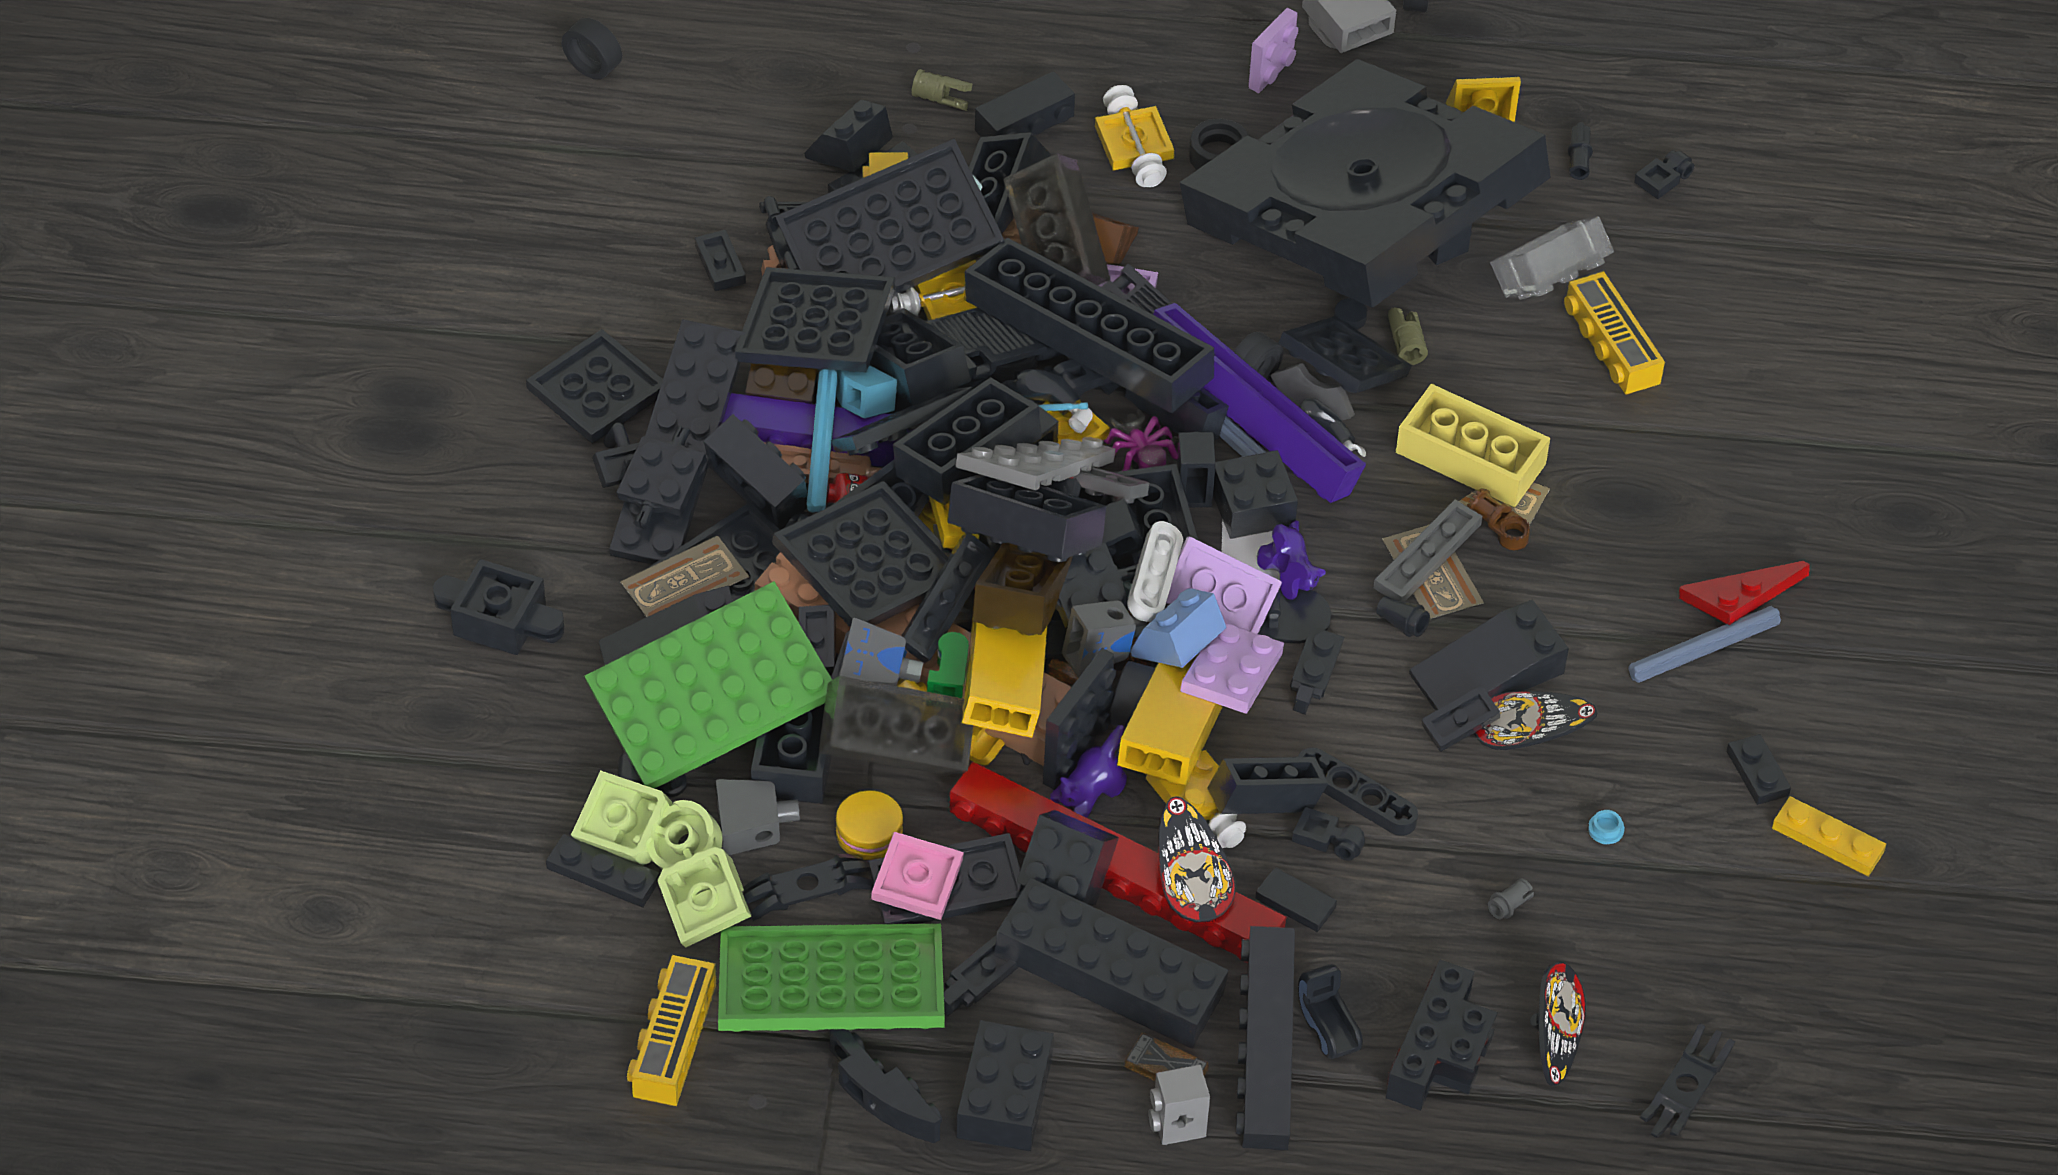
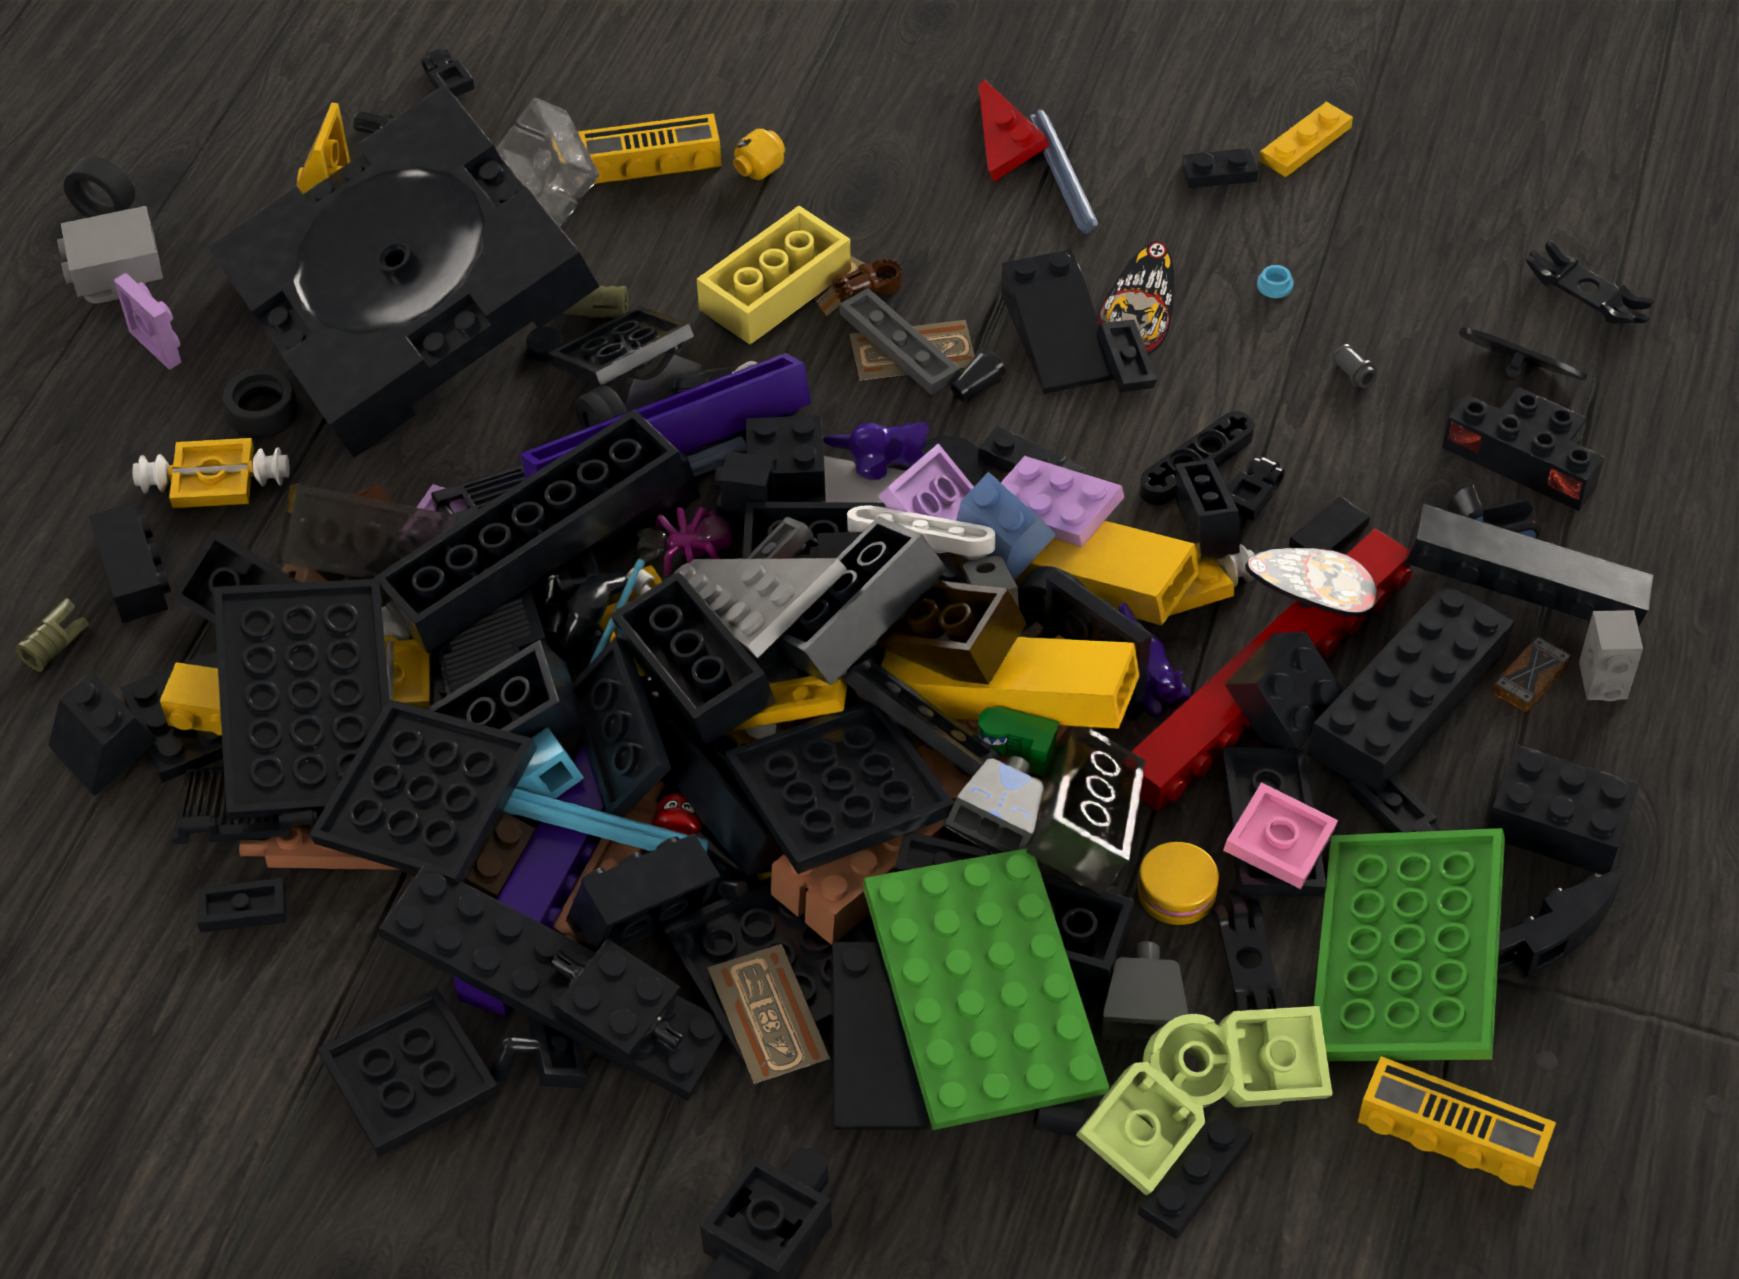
camera: 75 degrees left, 0 degrees up
(1633, 409) = (759, 154): none -> yellow head

